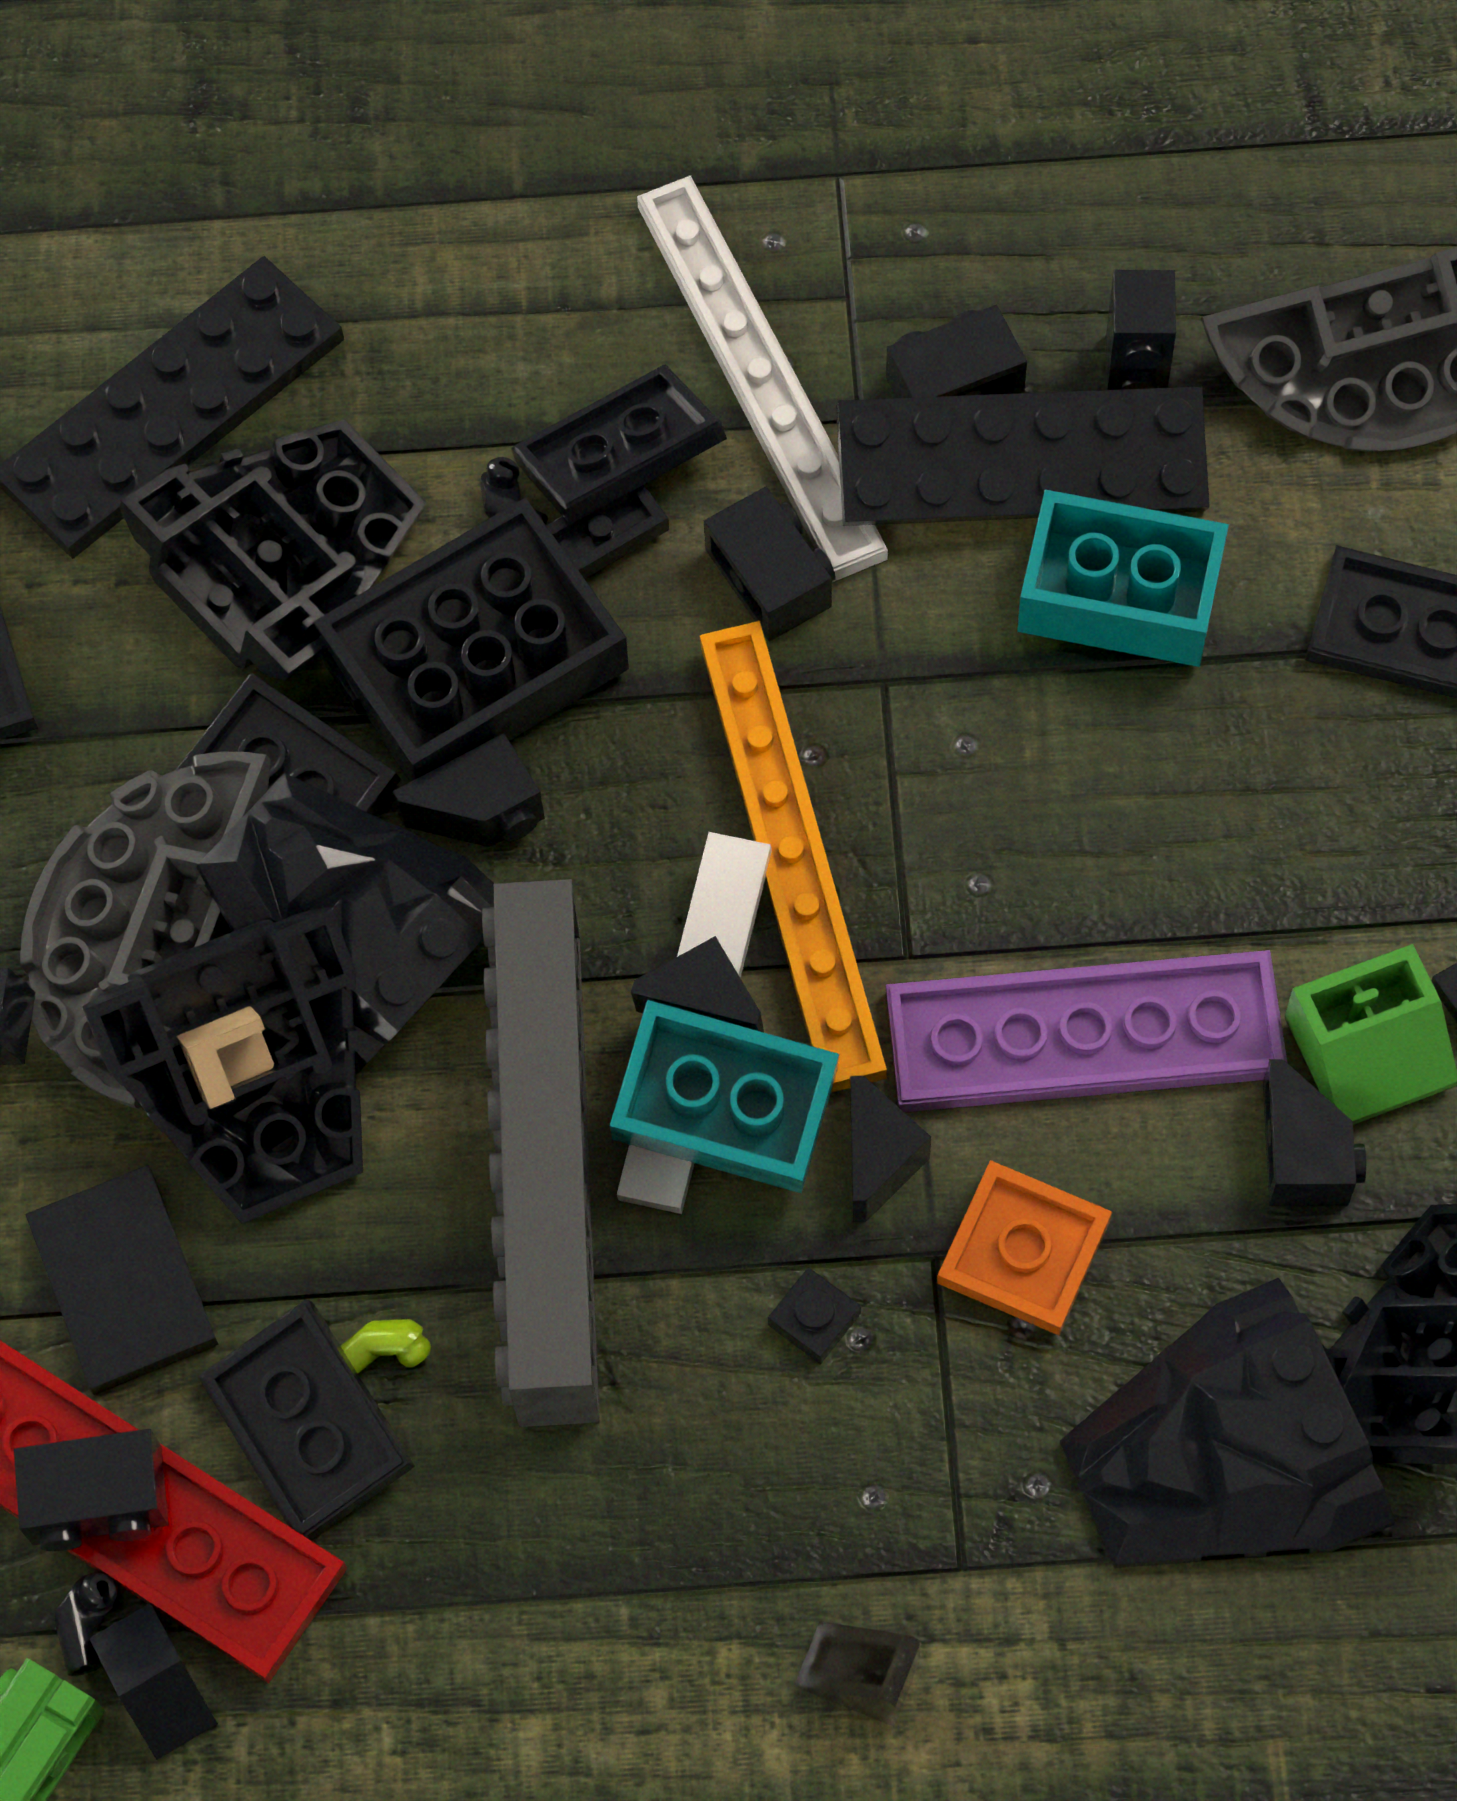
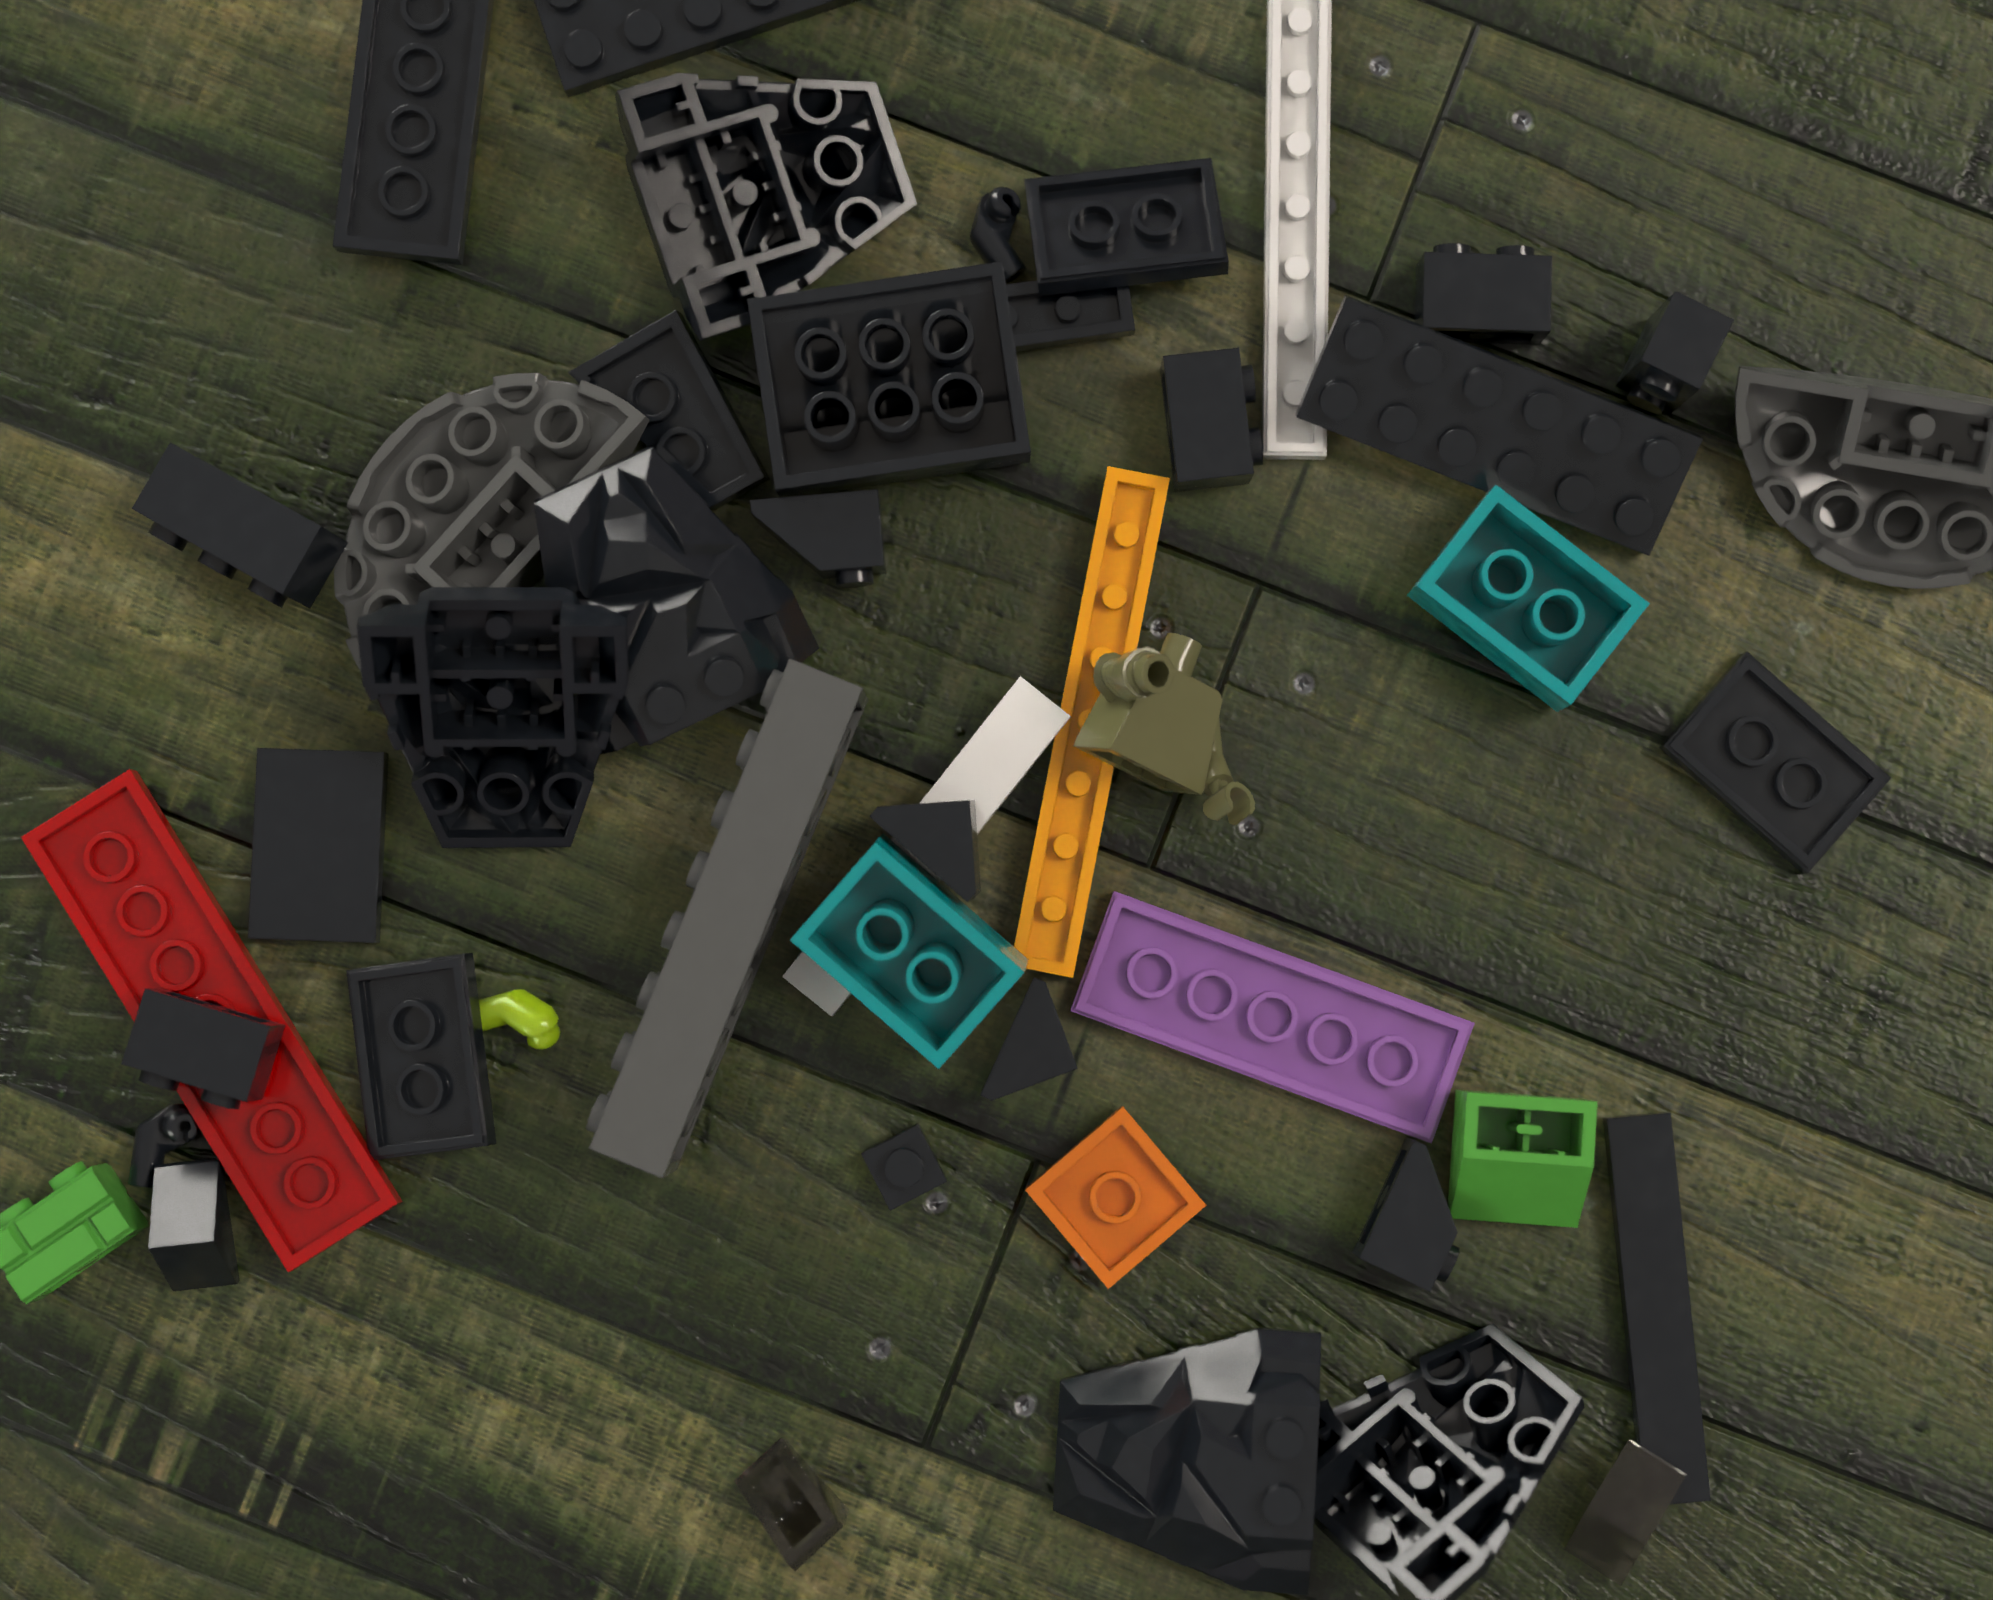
camera: 25 degrees right, 20 degrees up
(226, 1054) = (476, 704): tan panel -> none
(855, 816) = (1163, 726): none -> olive torso

